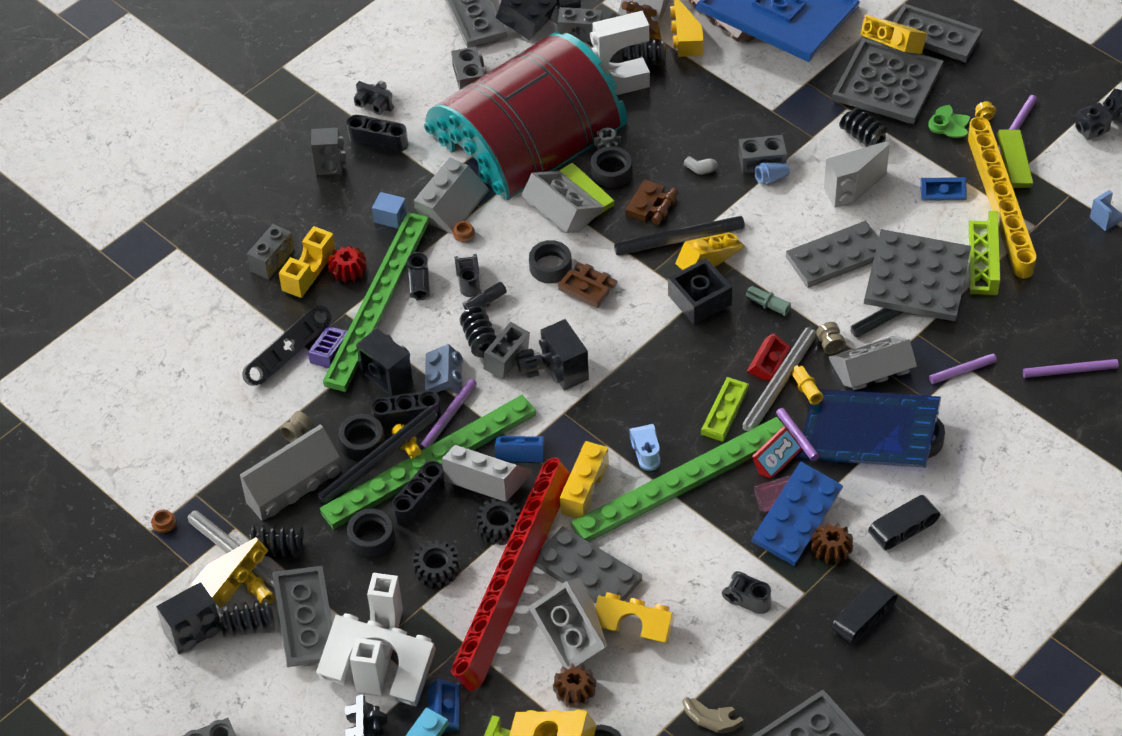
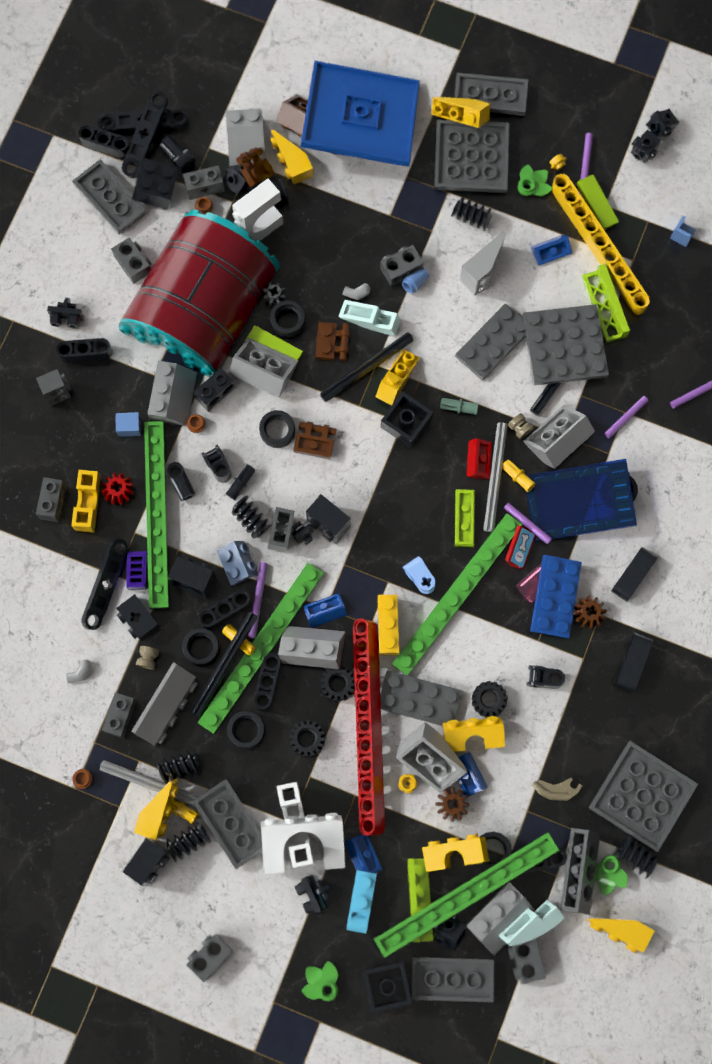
camera: 25 degrees left, 25 degrees up
(216, 422) = (82, 672): none -> light grey arm
(226, 474) = (119, 715): none -> dark grey brick
(306, 387) = (145, 626): none -> black brick
(498, 205) = (214, 389): none -> black brick
(532, 642) = (407, 778): none -> yellow plate
(610, 666) = (472, 781): none -> blue slope
(671, 581) = (489, 687): none -> black tyre
(705, 191) = (370, 317): none -> light aqua slope

